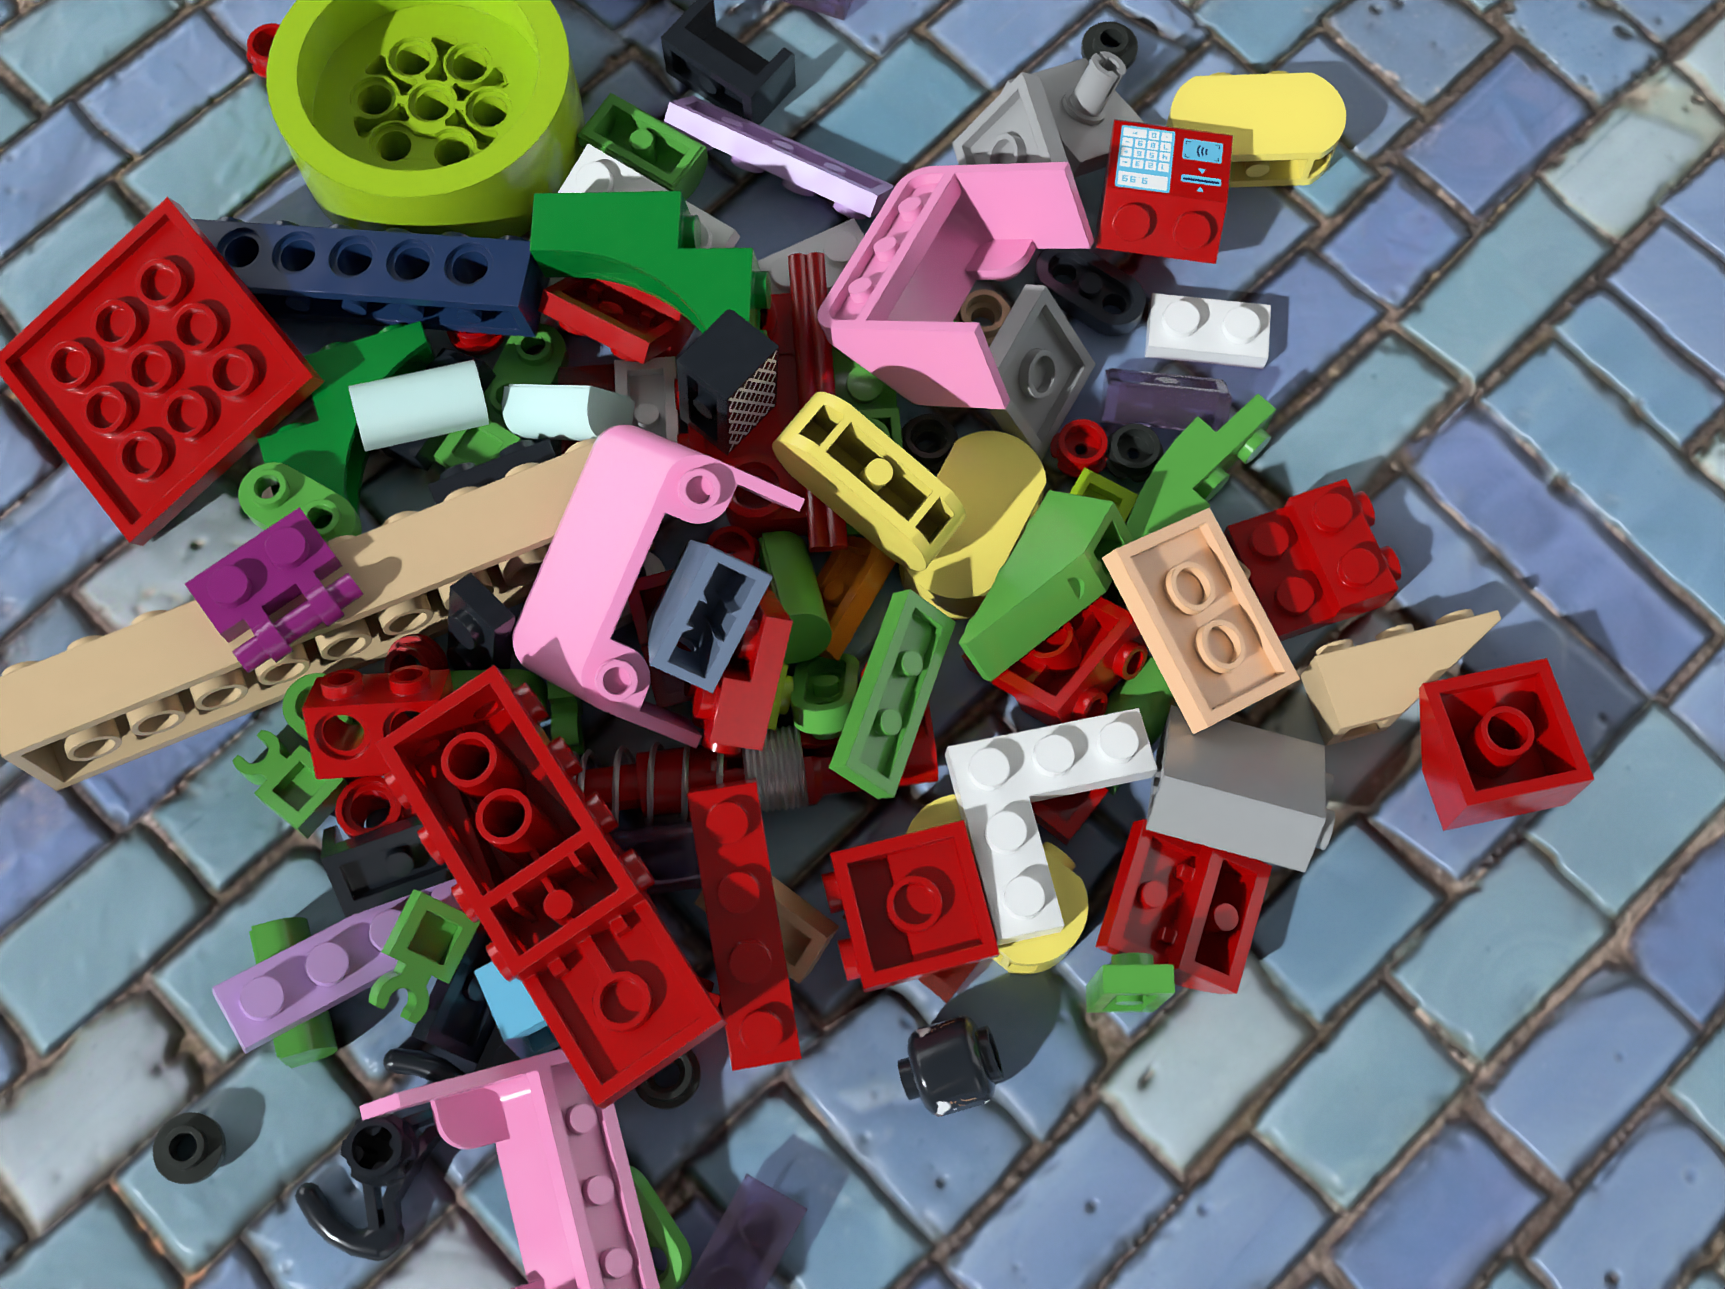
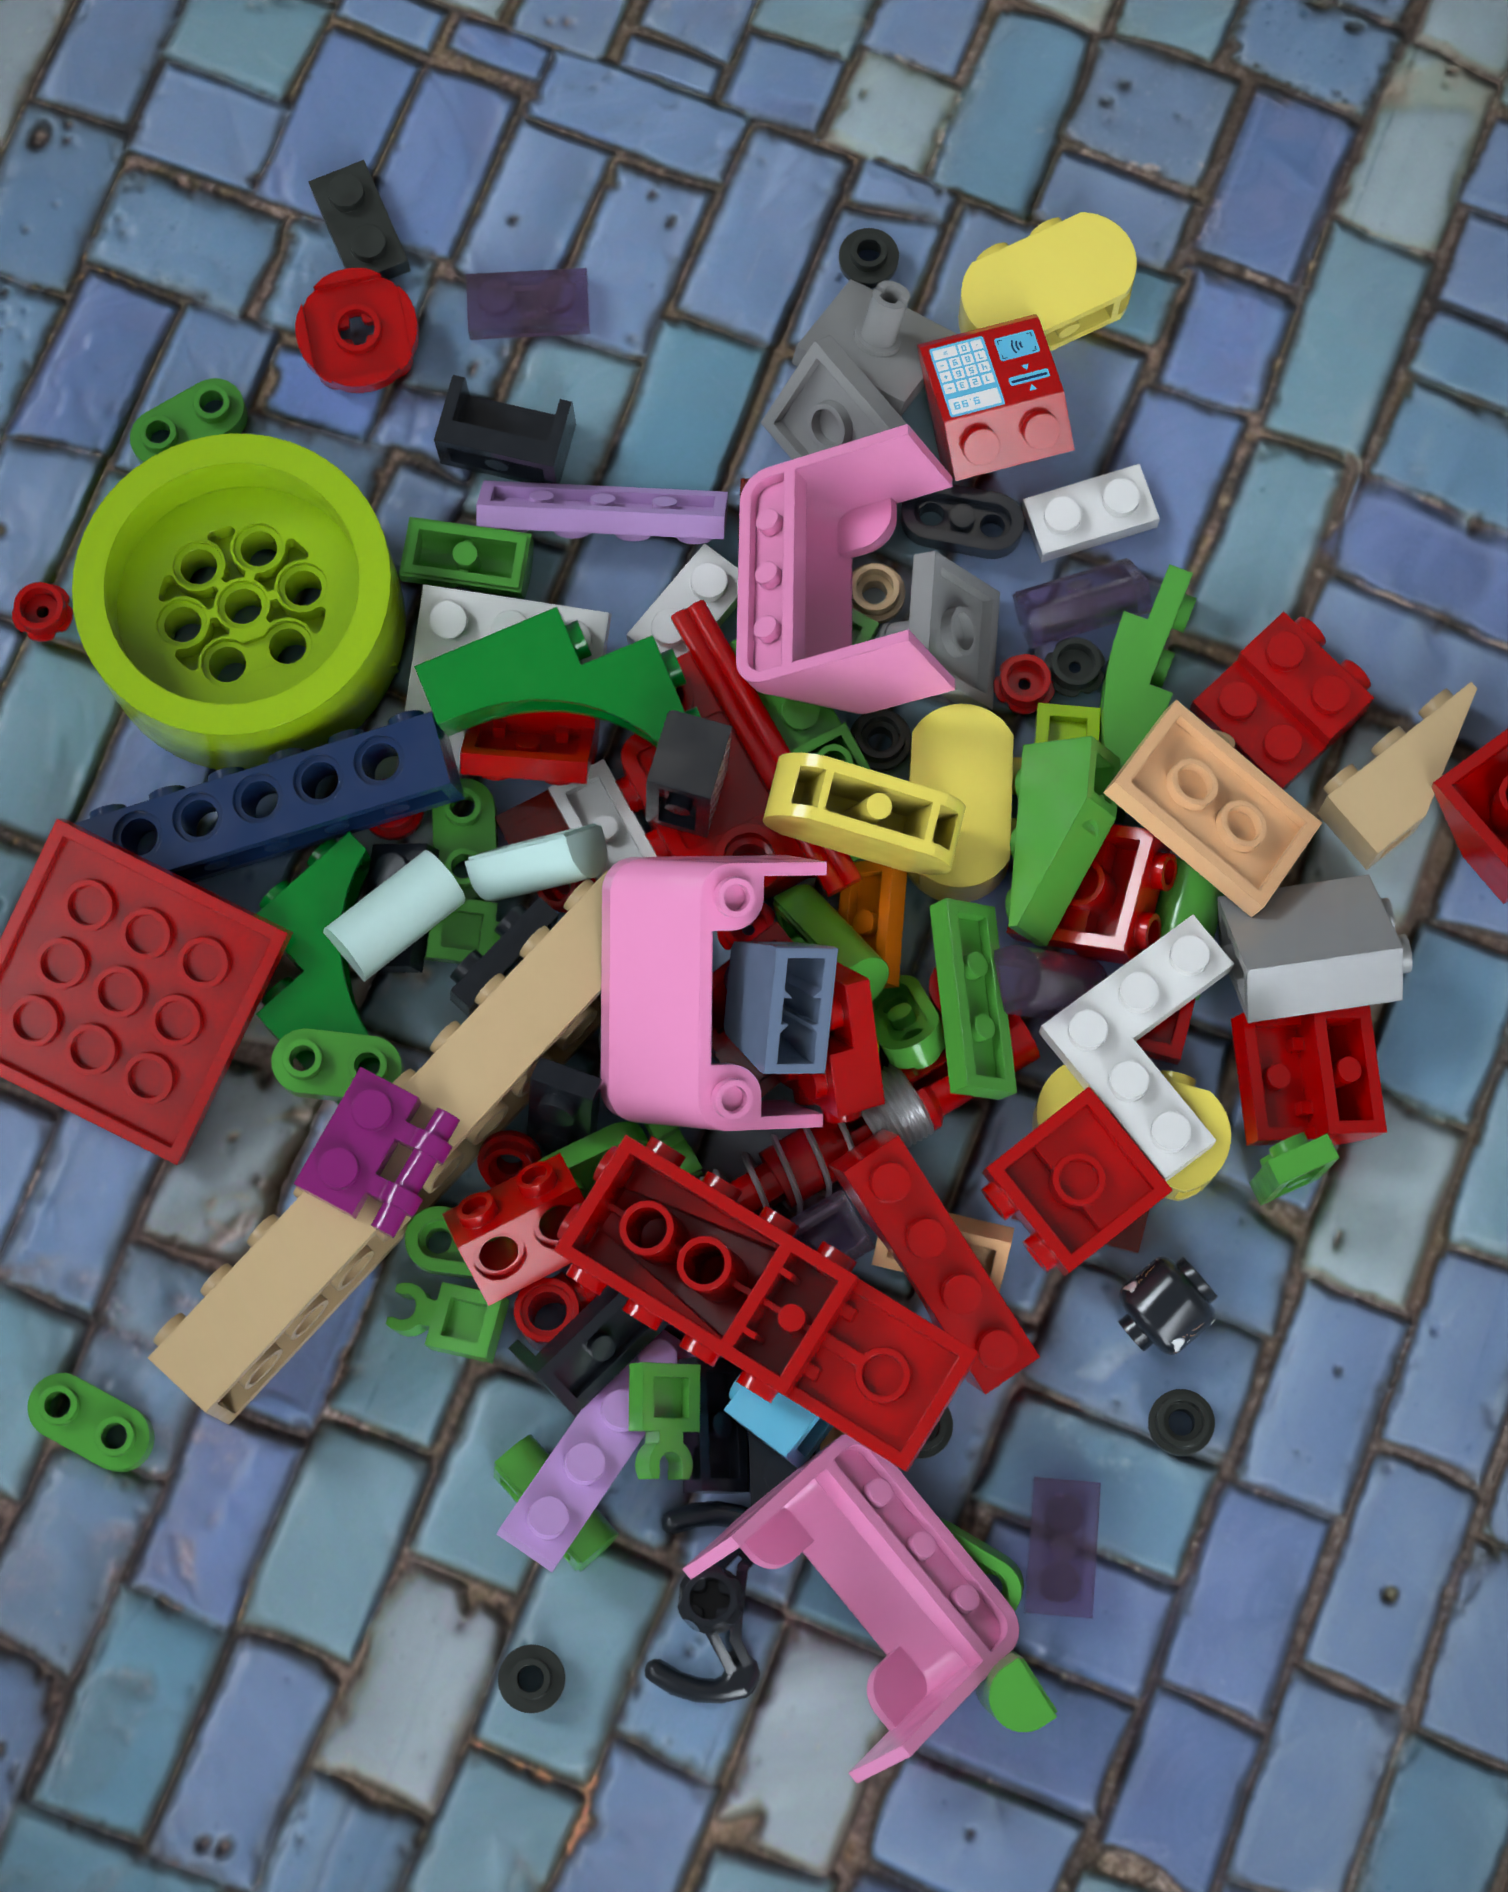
camera: 20 degrees left, 5 degrees up
(938, 1186) = (1199, 1412): none -> pearl dark grey plate
(968, 707) = (1043, 981): none -> clear purple brick

